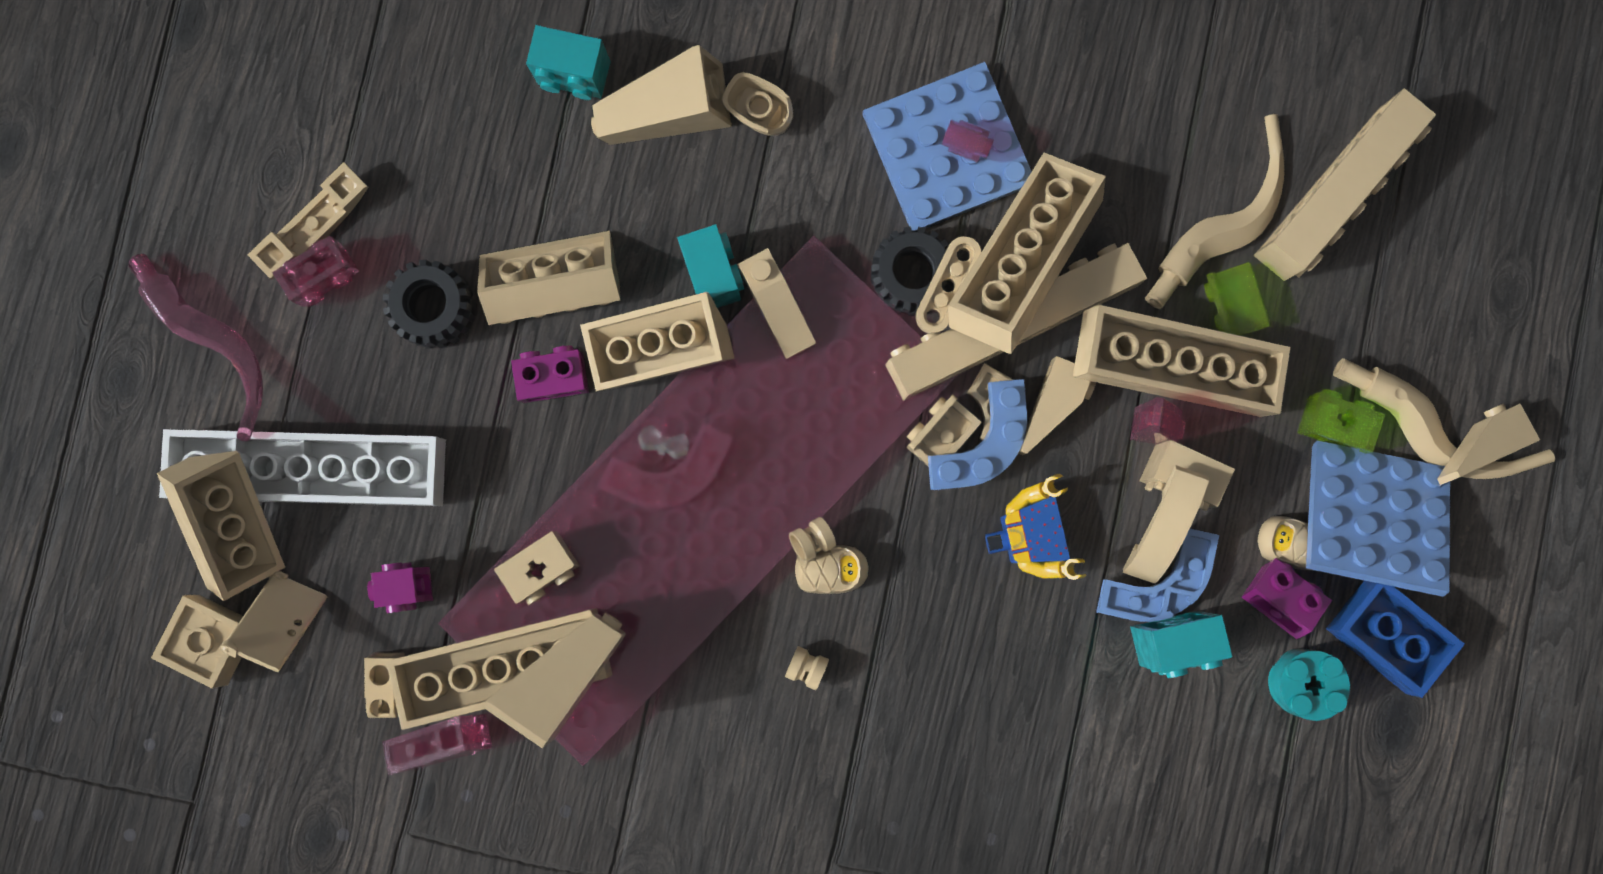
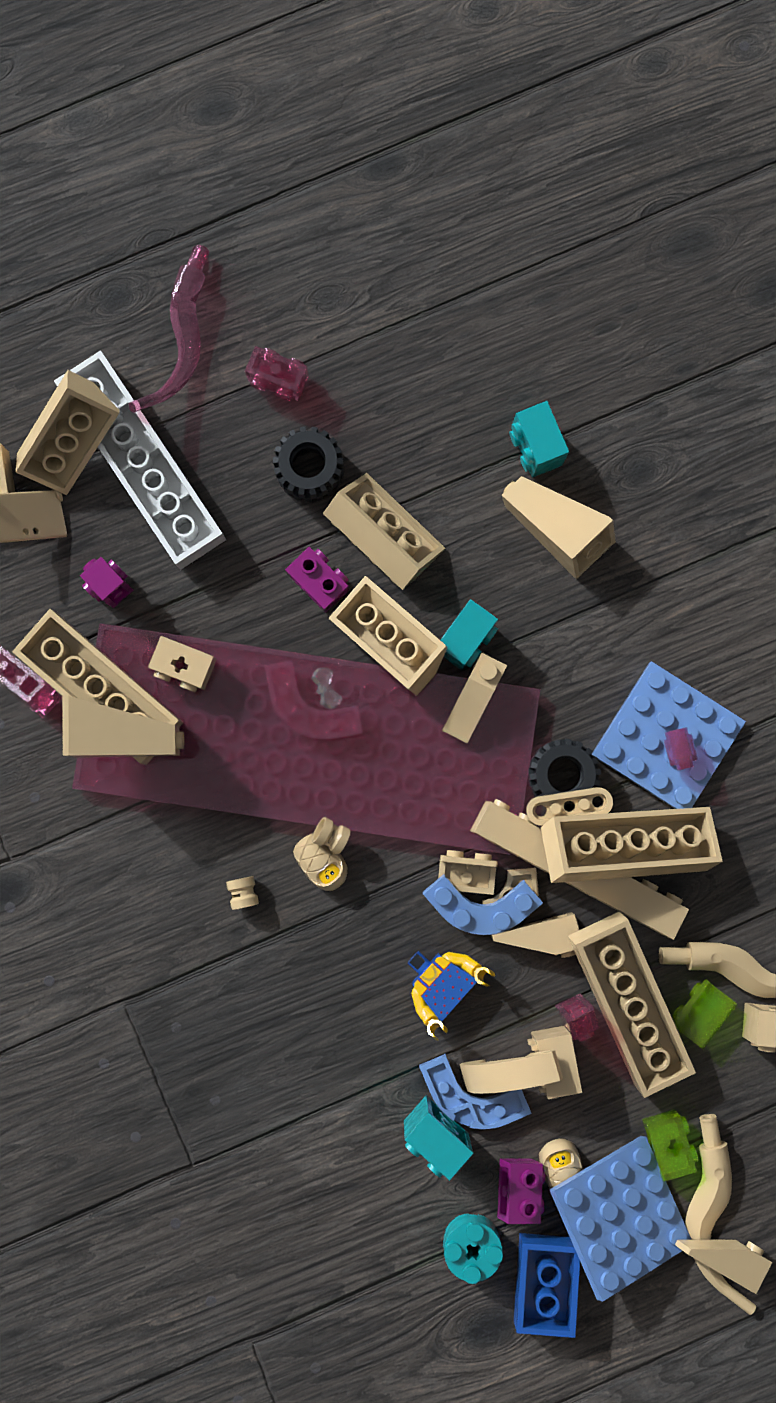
camera: 50 degrees right, 0 degrees up
(313, 223) = (307, 346): tan slope -> none
(378, 687) = (31, 613): tan leg -> none
(758, 104) = (603, 587): tan piece -> none

